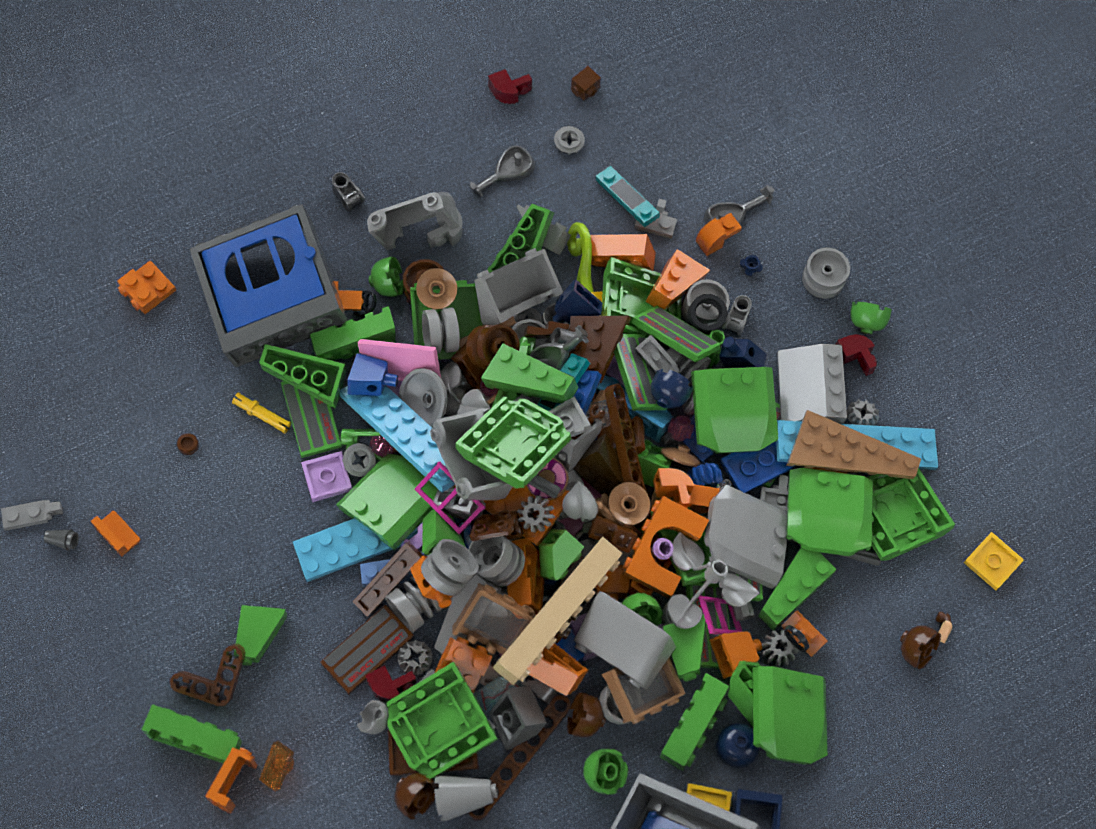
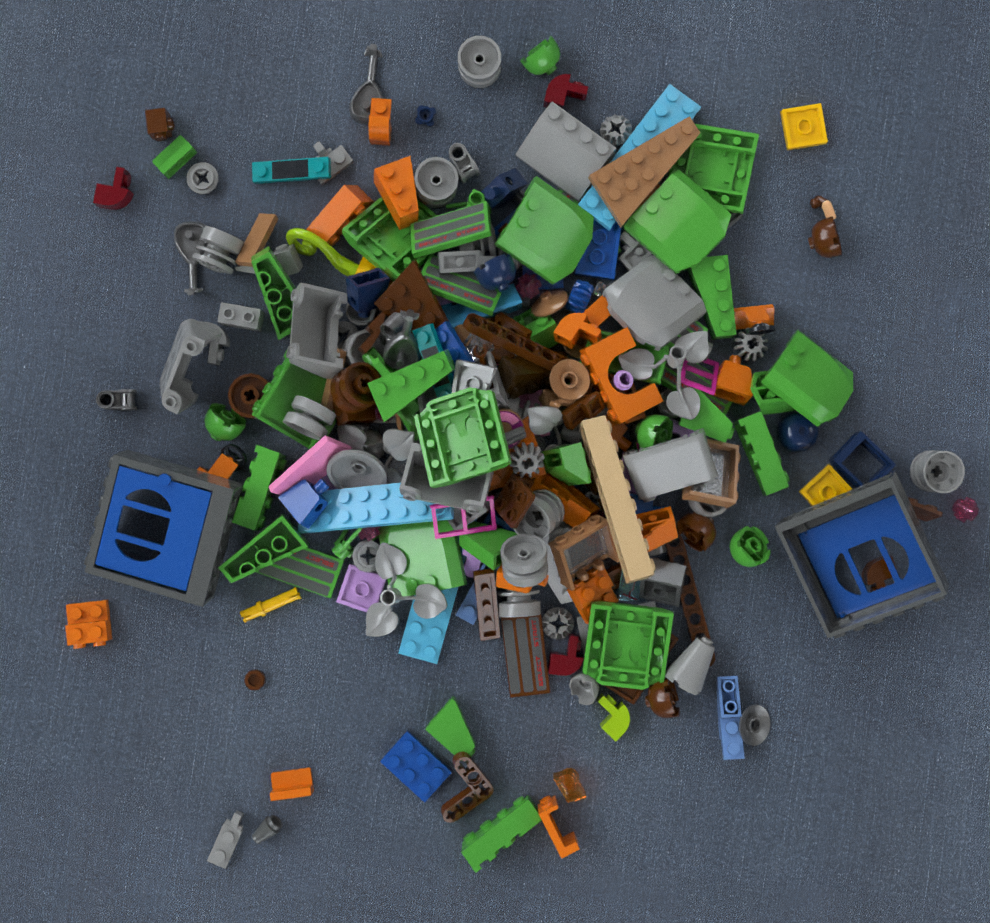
camera: 50 degrees left, 20 degrees up
(202, 625) = (416, 766): none -> blue plate
(357, 525) = (380, 617): none -> light grey plant
(366, 769) = (618, 720): none -> lime brick
(444, 281) = (284, 397): medium nougat dish -> none
(482, 235) = (241, 317): none -> light grey brick
(522, 183) = (218, 250): none -> light grey wheel
(557, 205) = (257, 238): none -> medium nougat tile
(569, 111) = (174, 156): none -> bright green panel
(717, 303) = (450, 174): black tyre -> none

